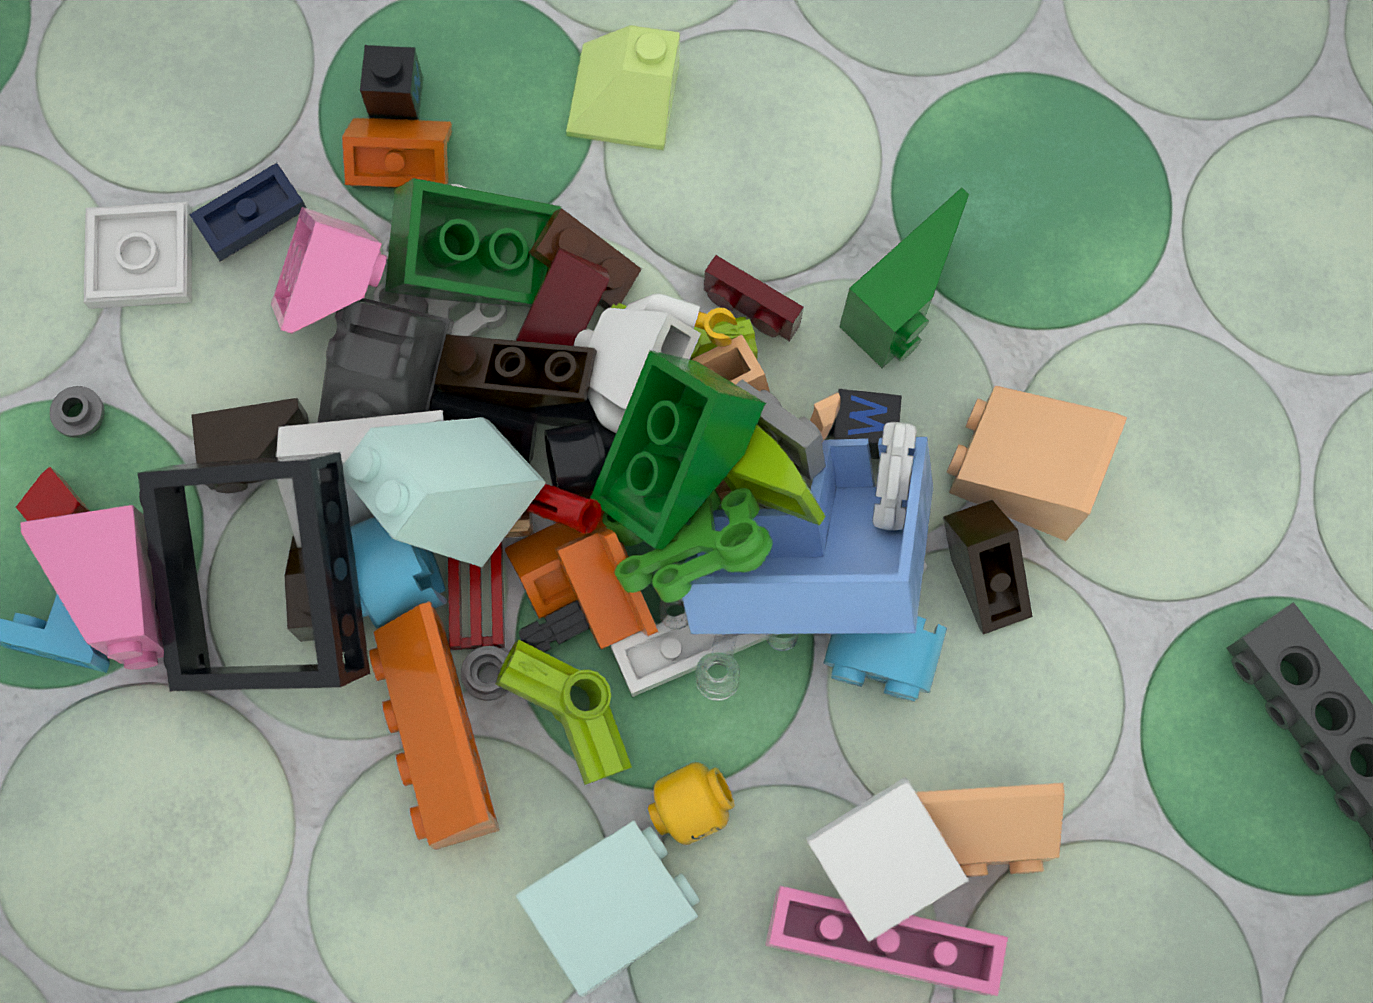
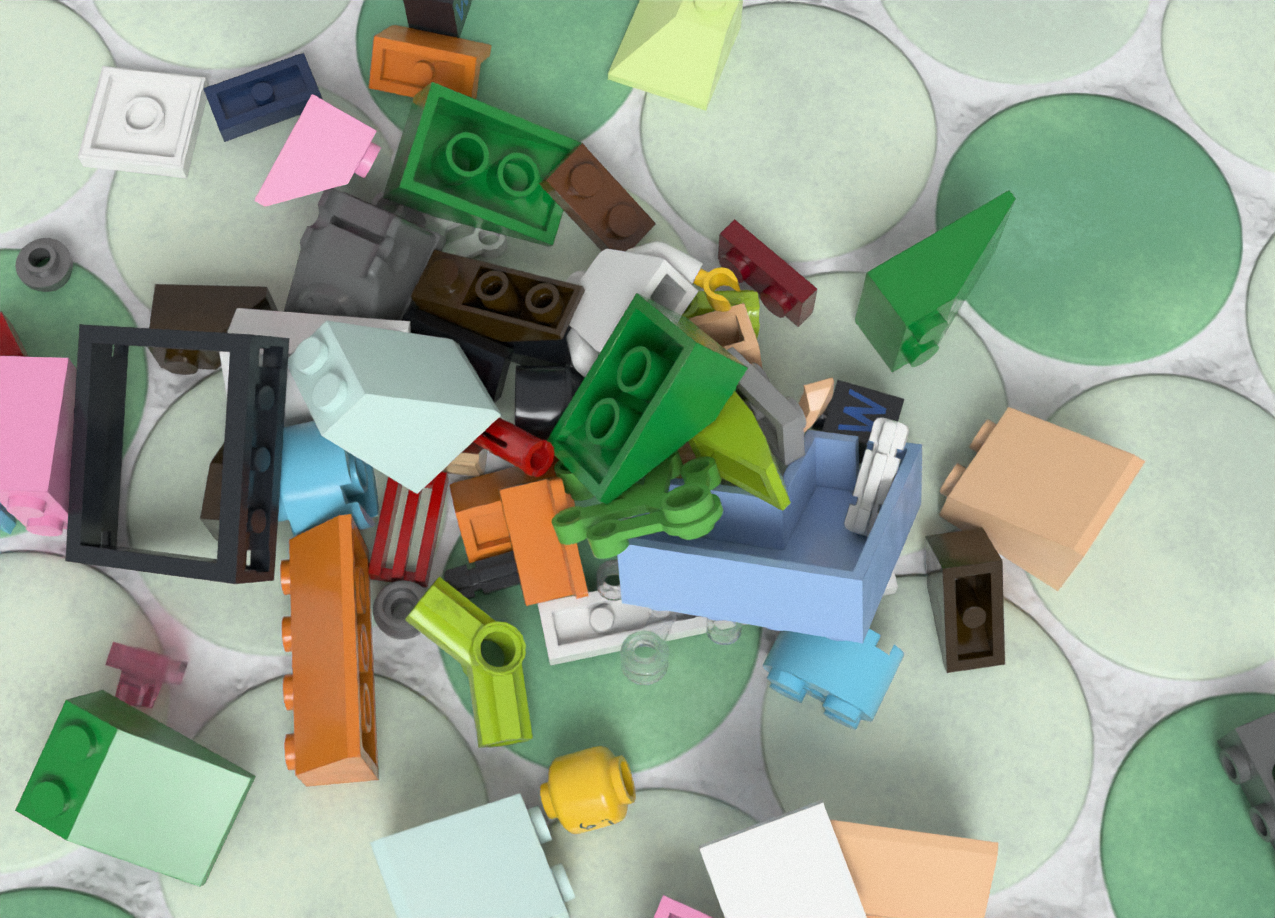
camera: 15 degrees right, 5 degrees down
(265, 778) = (143, 673): none -> clear pink tile
(284, 886) = (134, 789): none -> slope
(564, 300) = (566, 235): dark red slope -> none

